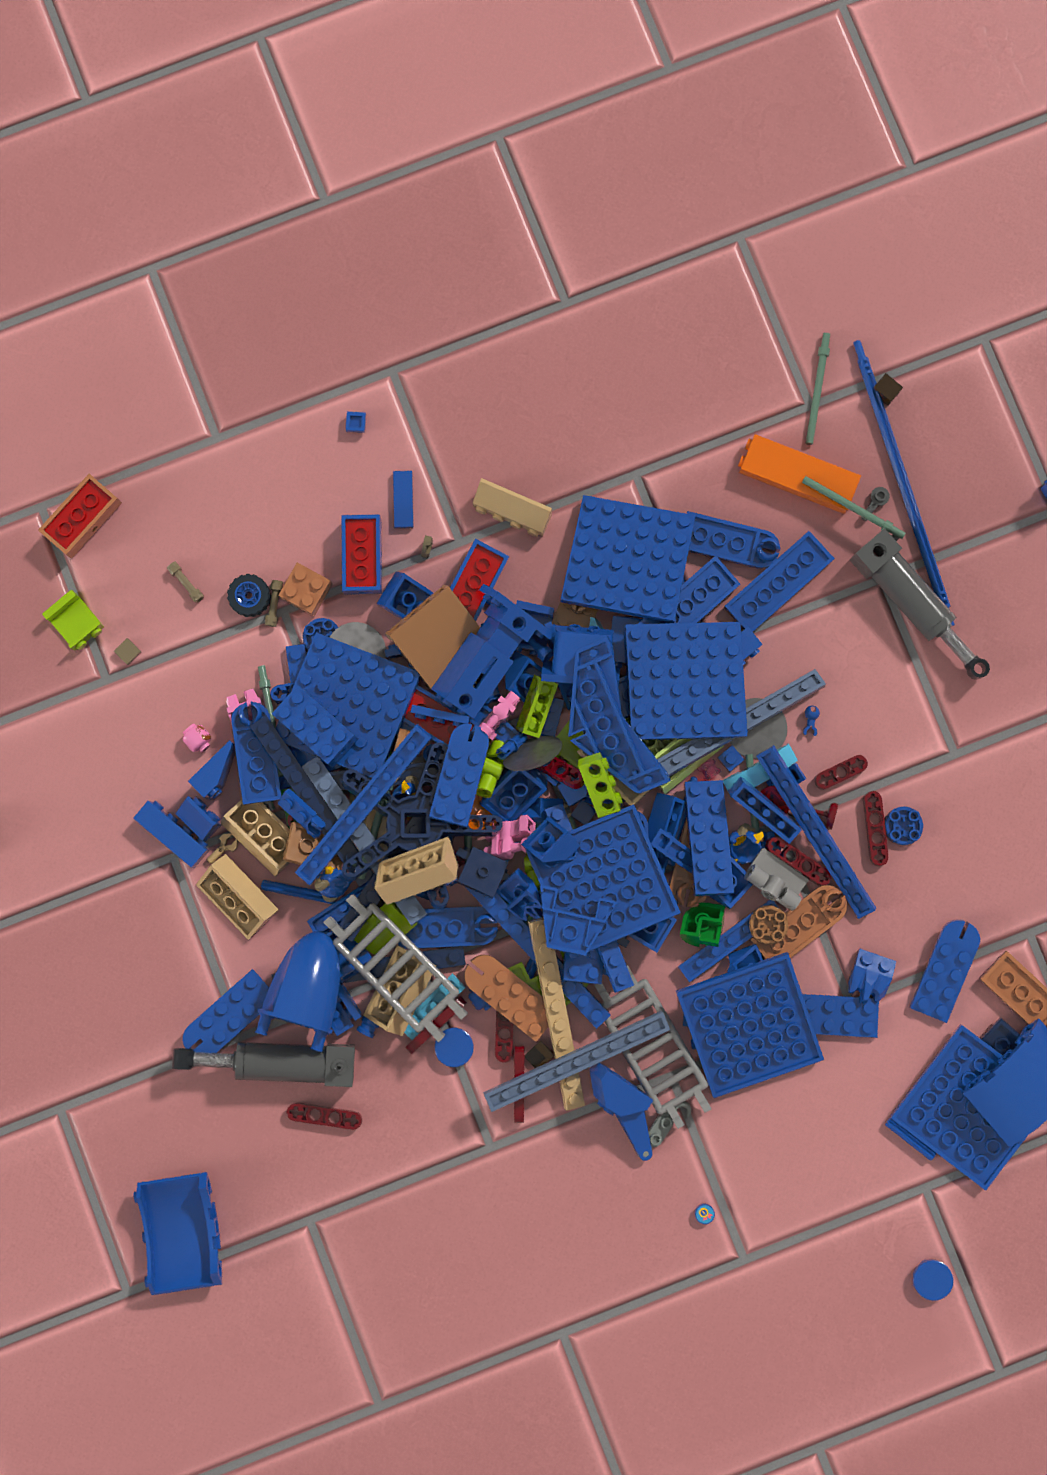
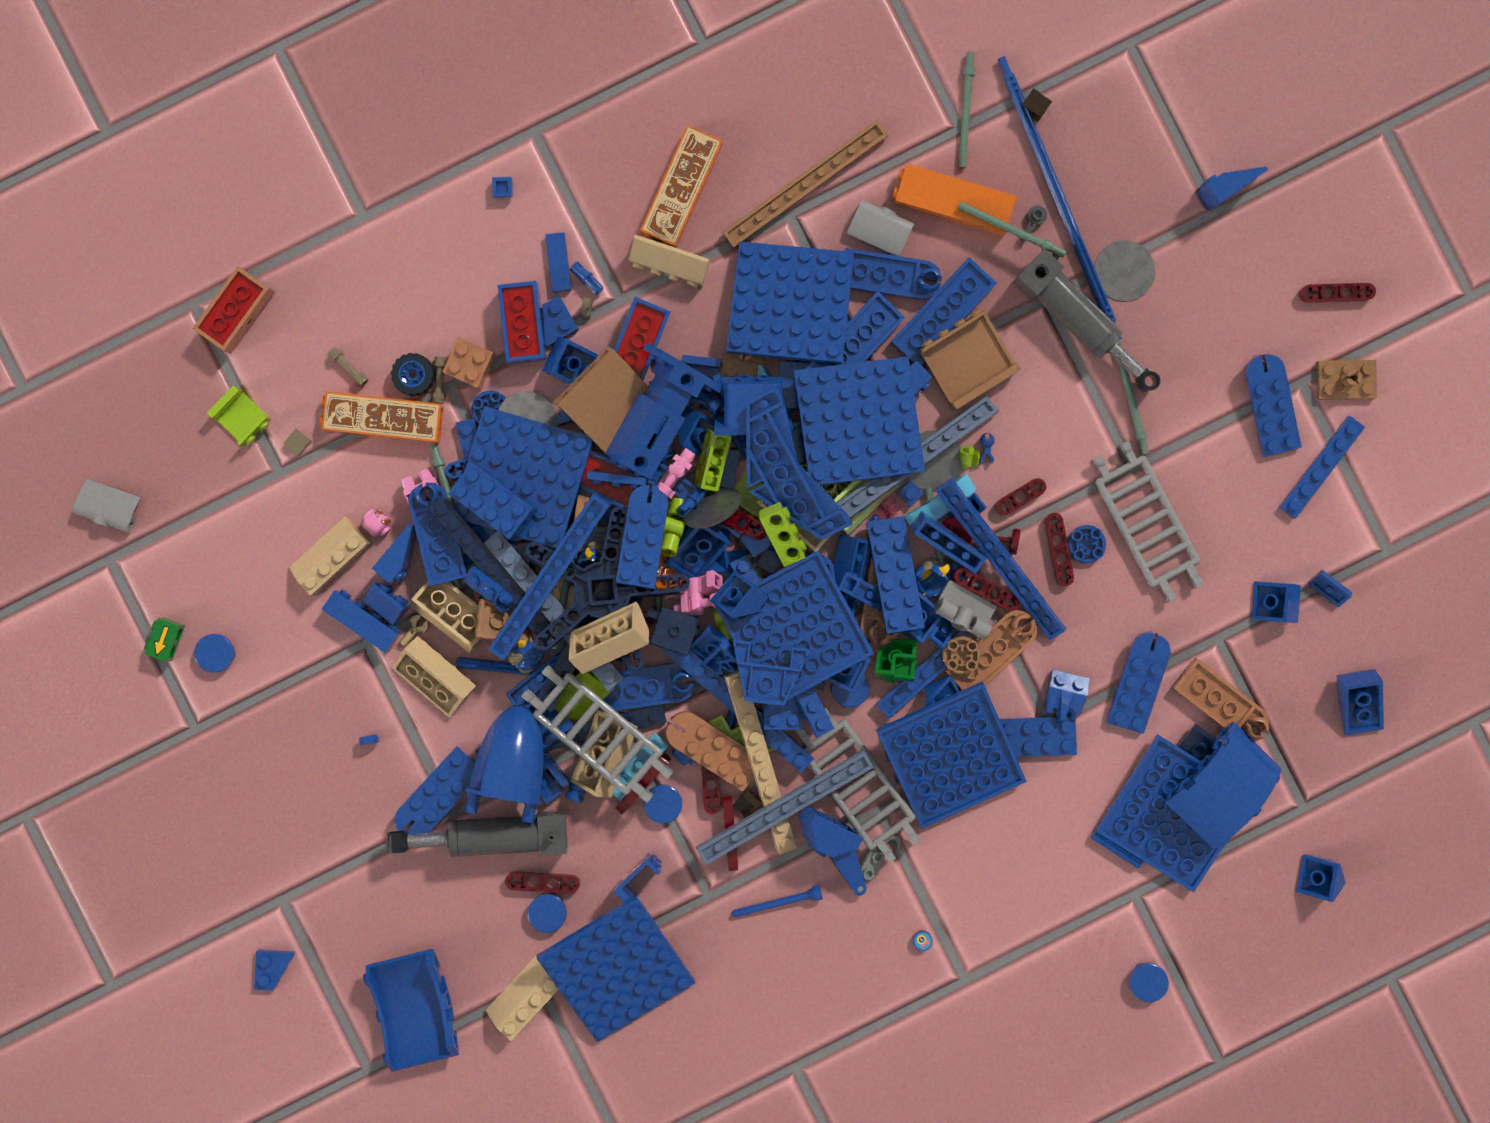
camera: 10 degrees left, 5 degrees up
(21, 852) = (214, 653): none -> blue tile
(40, 1177) = (270, 967): none -> blue wing
(146, 767) = (329, 556): none -> tan slope
(165, 954) = (366, 740): none -> blue tile
(213, 634) = (382, 417): none -> brick
(294, 1232) = (521, 999): none -> tan slope
(326, 1148) = (547, 913): none -> blue tile
(390, 1211) = (616, 968): none -> blue plate
(396, 556) = (557, 321): none -> blue wing
(405, 1131) = (622, 890): none -> blue panel
(429, 517) = (586, 278): none -> blue axle
(531, 437) = (681, 187): none -> brick
(598, 1154) = (813, 894): none -> blue piece
(651, 958) = (849, 699): none -> blue tile
(653, 445) = (805, 183): none -> medium nougat plate
(723, 494) = (880, 228): none -> light grey panel
(751, 900) = (942, 633): none -> blue slope
(792, 727) = (969, 457): none -> lime arm
(799, 630) = (968, 359): none -> medium nougat panel
(963, 558) = (1125, 270): none -> flat silver sticker
(966, 722) = (1140, 435): none -> sand green bar
(975, 869) = (1150, 476): none -> light grey bar

